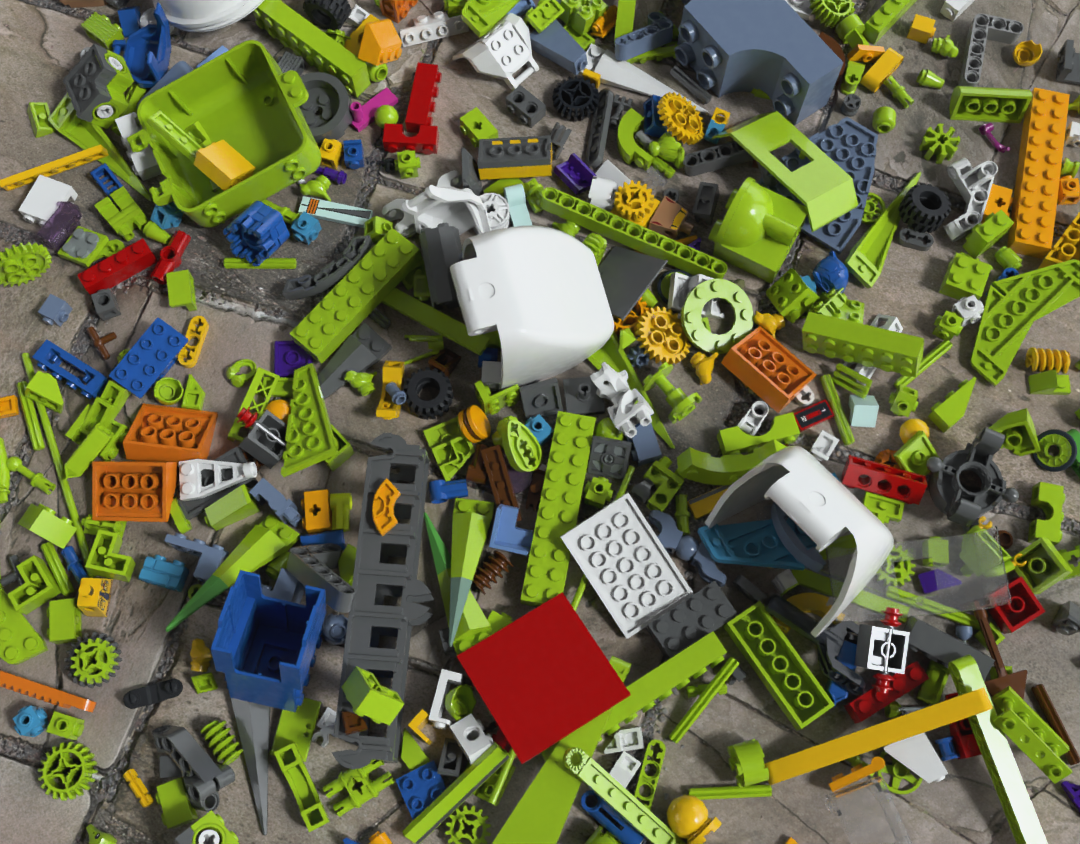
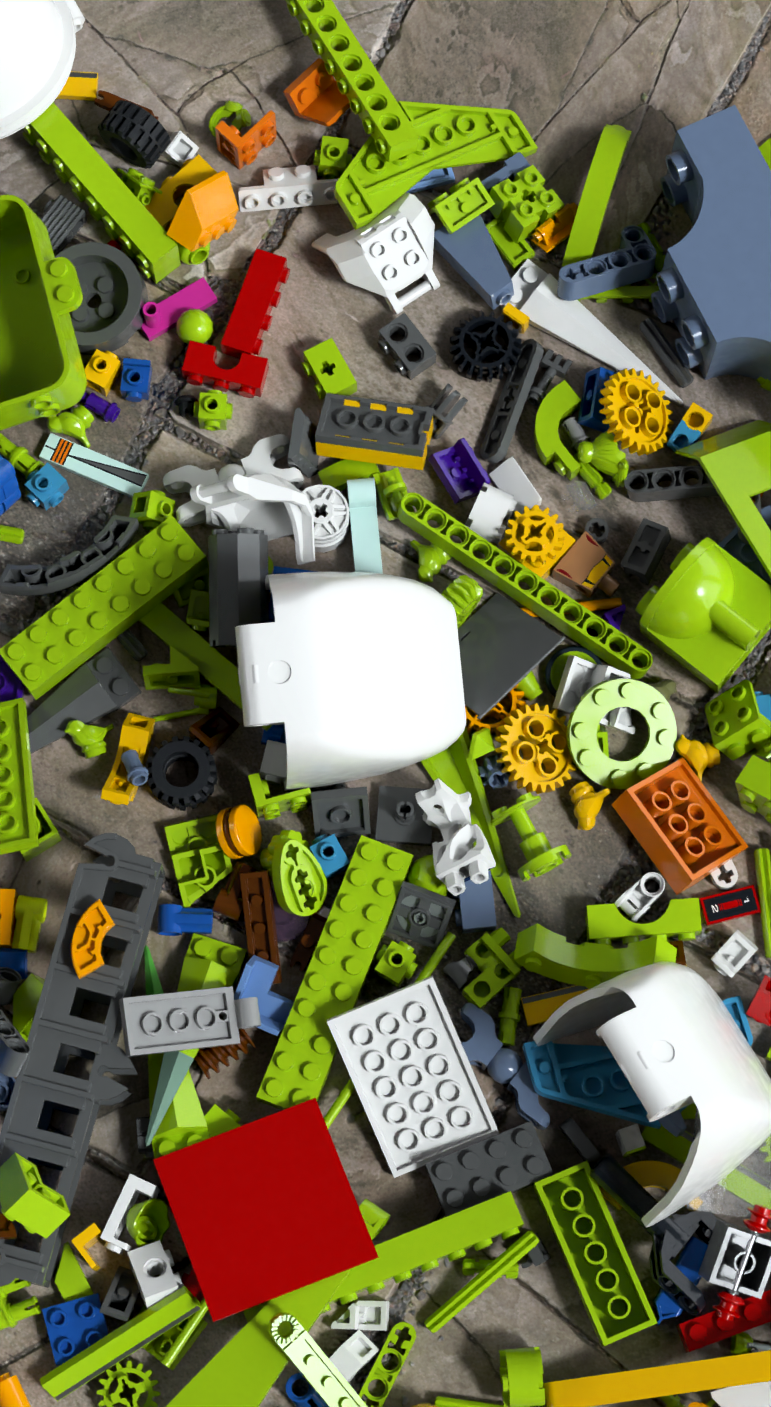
camera: 10 degrees right, 5 degrees up
(414, 328) = (179, 673): none -> lime slope
(461, 554) = (185, 1020): none -> light grey hinge

